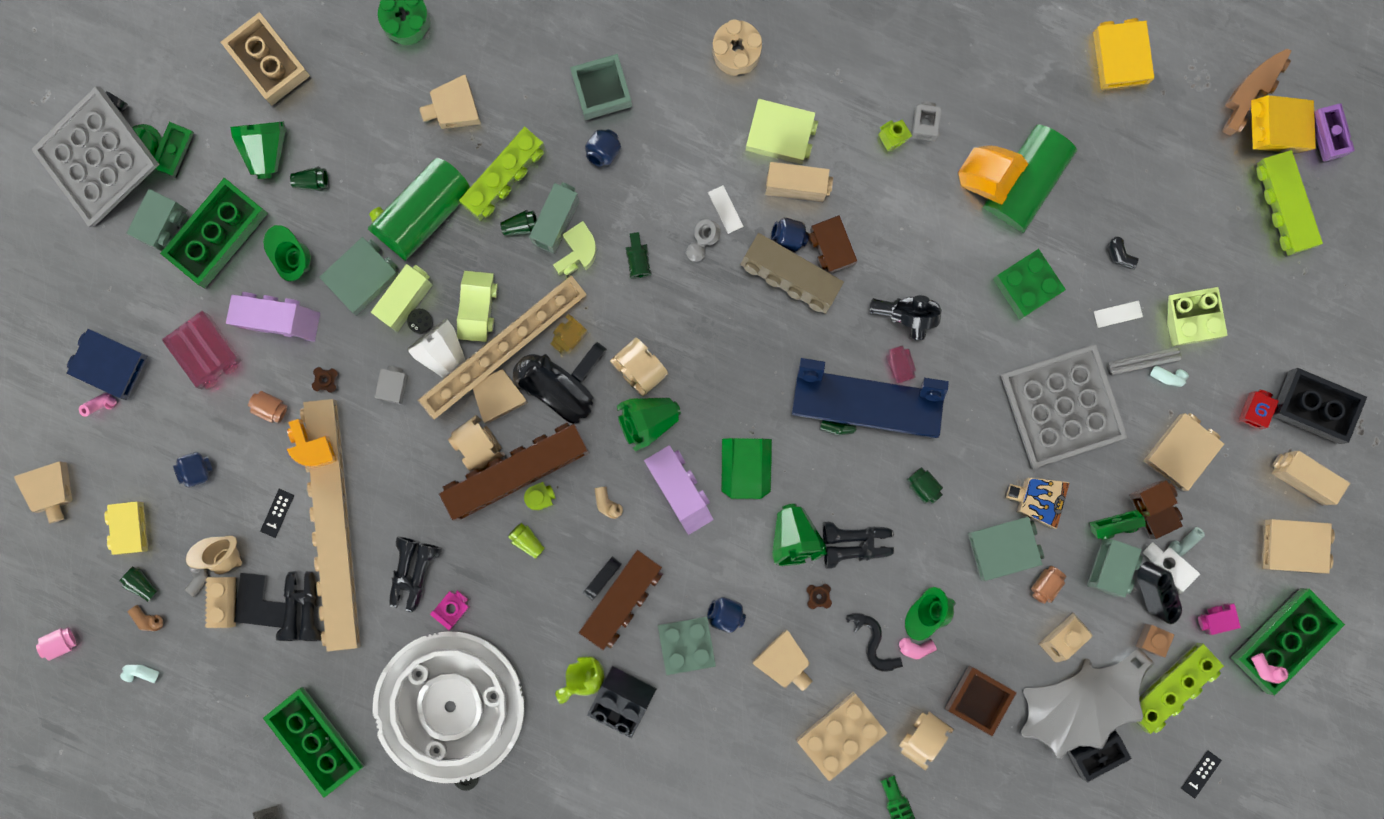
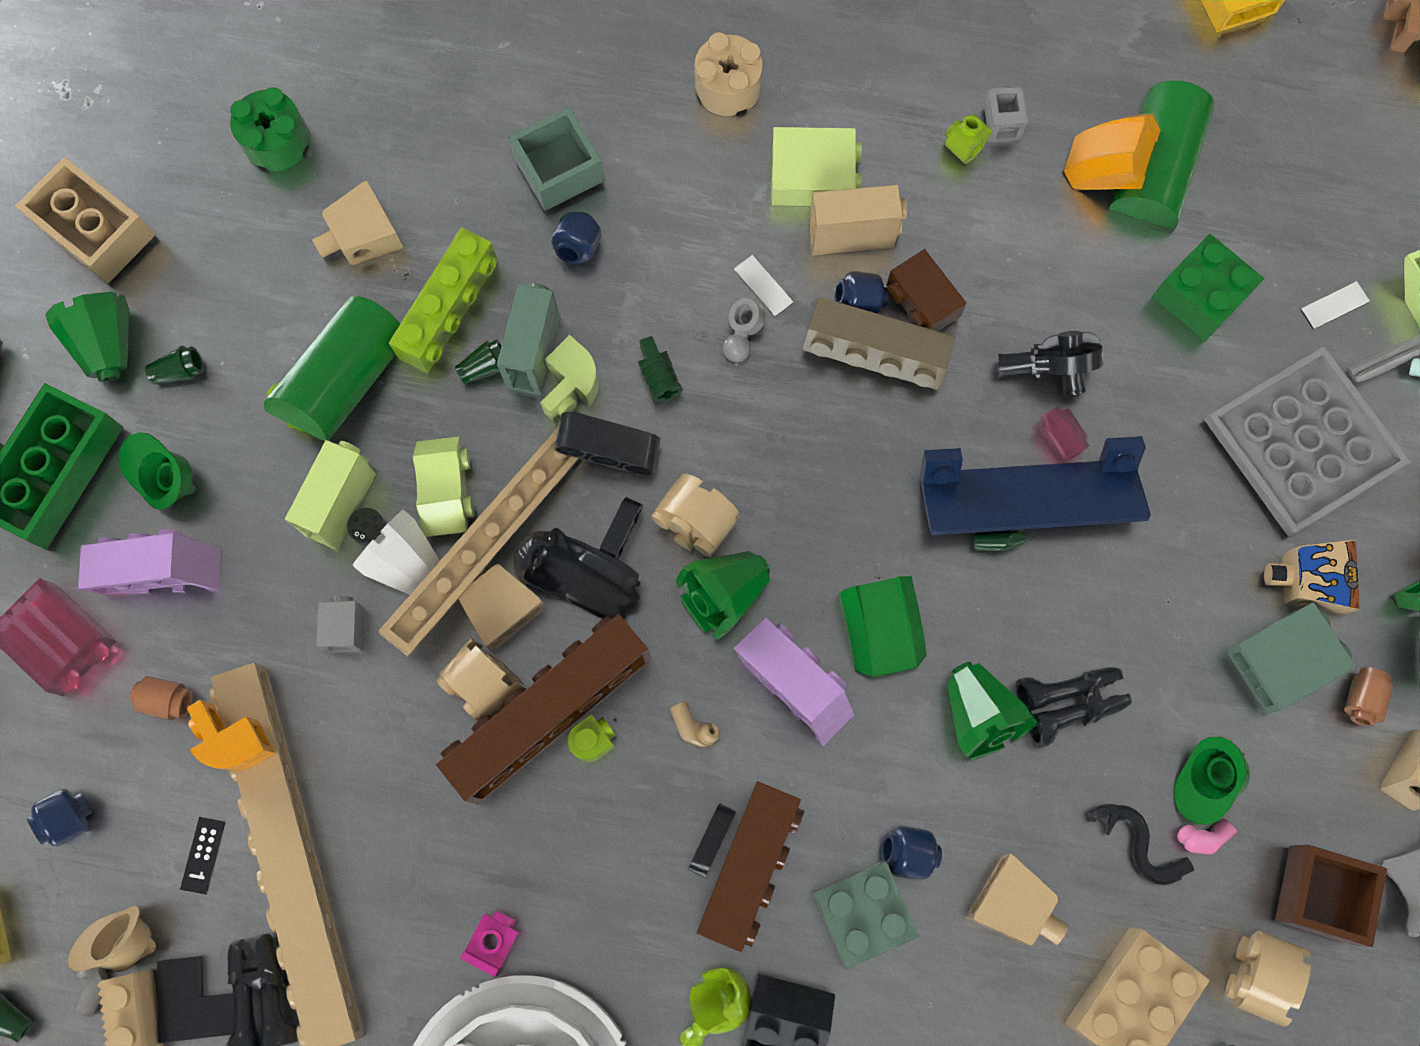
camera: 10 degrees left, 10 degrees down
(329, 385) = (251, 643): reddish brown plate -> none
(360, 275) = (264, 479): sand green brick -> none
(402, 580) = (410, 915): black piece -> none
(526, 540) = (585, 809): lime cone -> none
(568, 335) = (583, 497): clear yellow brick -> none
(592, 303) = (607, 443): none -> black beam
(824, 591) = (1050, 792): reddish brown plate -> none
(925, 486) = (1148, 594): dark green brick -> none
(1119, 255) = (1313, 226): black arm -> none

